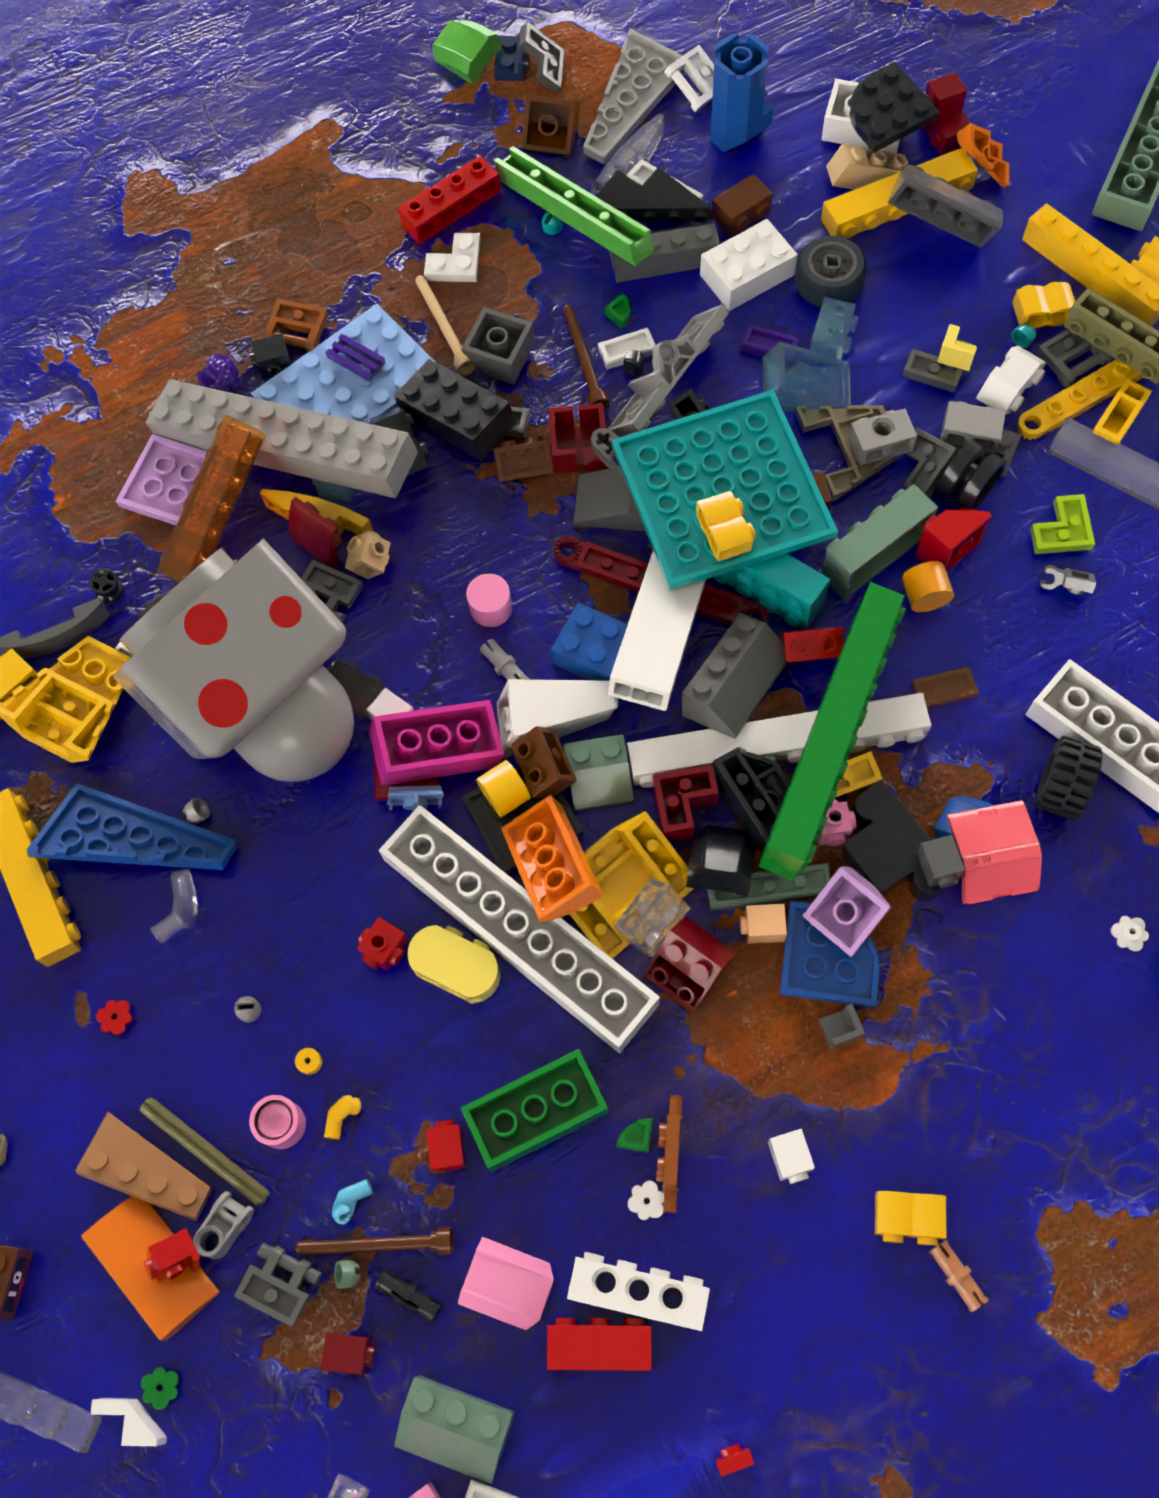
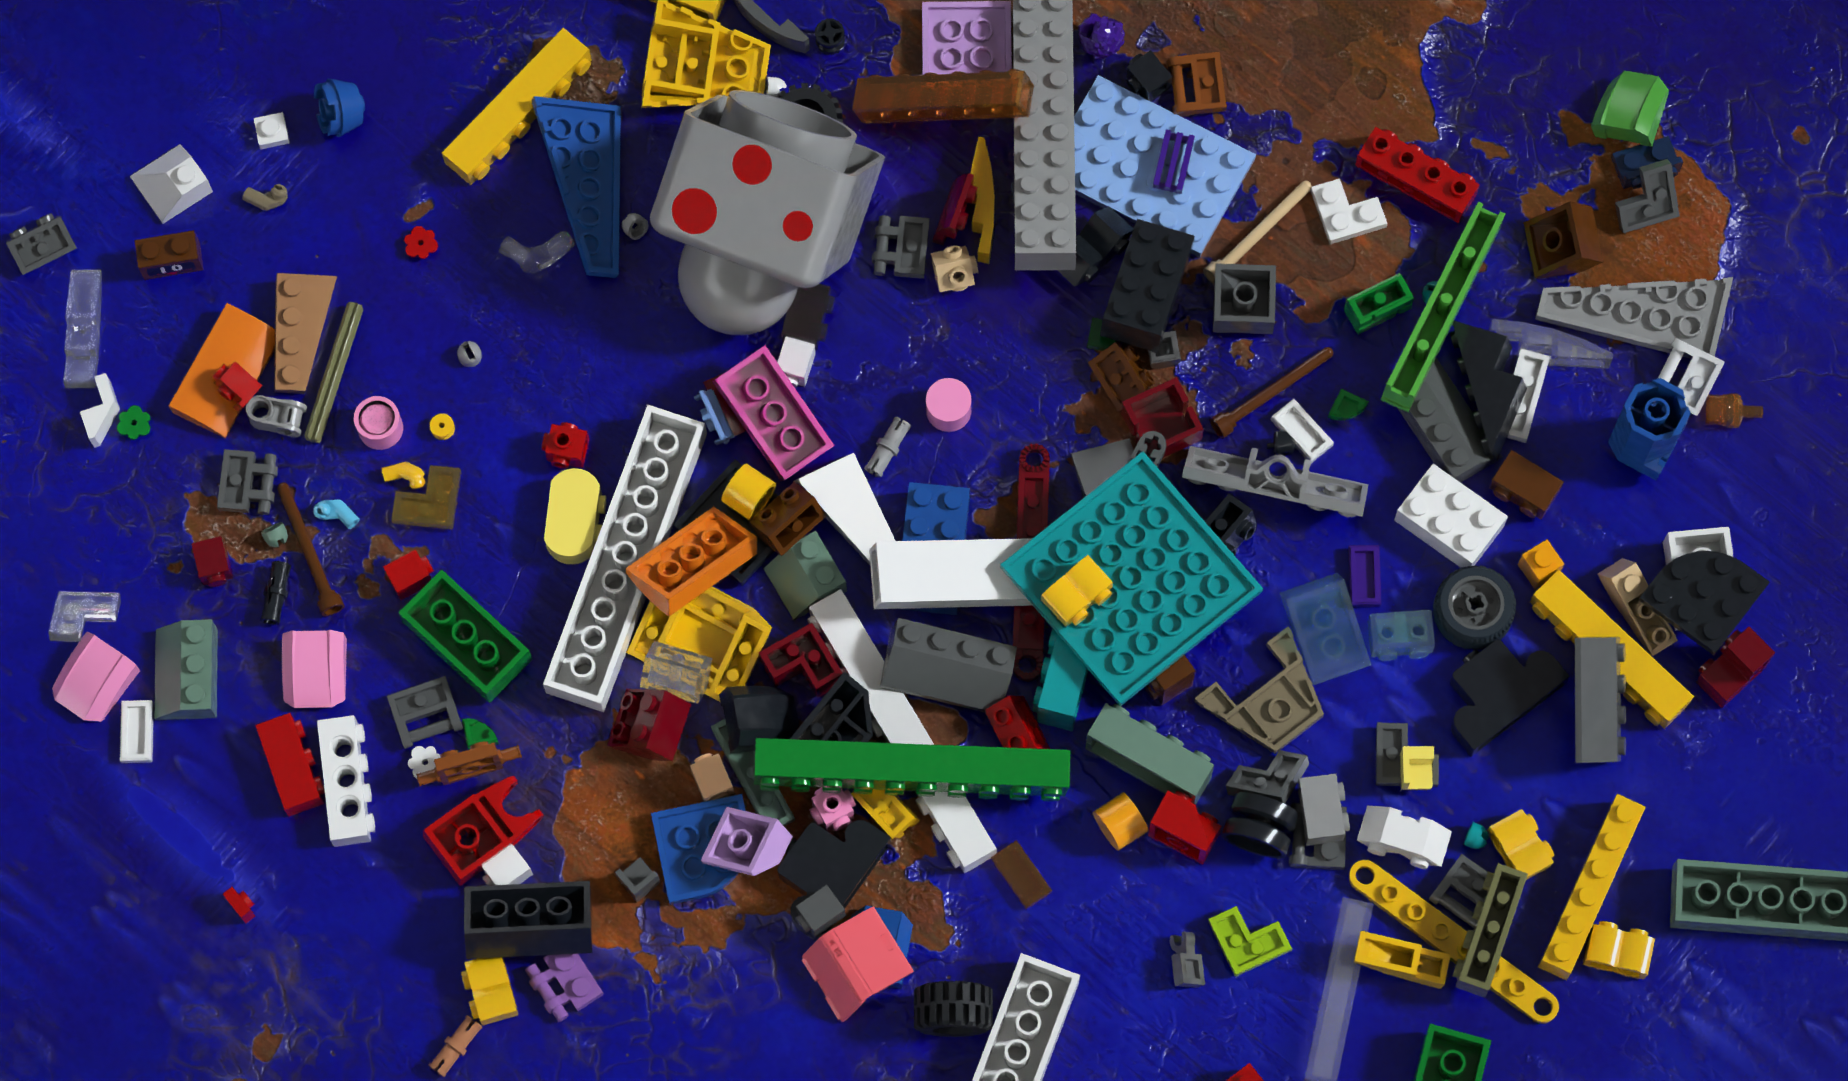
camera: 65 degrees right, 5 degrees up
(388, 1099) = (435, 507): none -> clear yellow plate
(479, 469) = (1096, 341): none -> dark green tile
(546, 254) = (1378, 303): none -> green brick
(584, 1182) = (420, 703): none -> dark grey plate
(739, 1156) = (486, 822): none -> red brick
(811, 217) = (1540, 563): none -> light orange brick
(857, 1149) = (527, 919): none -> black brick
(871, 447) = (1278, 739): light grey brick -> none
(909, 279) = (1500, 692): none -> black brick
(920, 1128) = (574, 979): none -> medium lavender plate
(985, 151) = (1699, 725): orange slope -> none

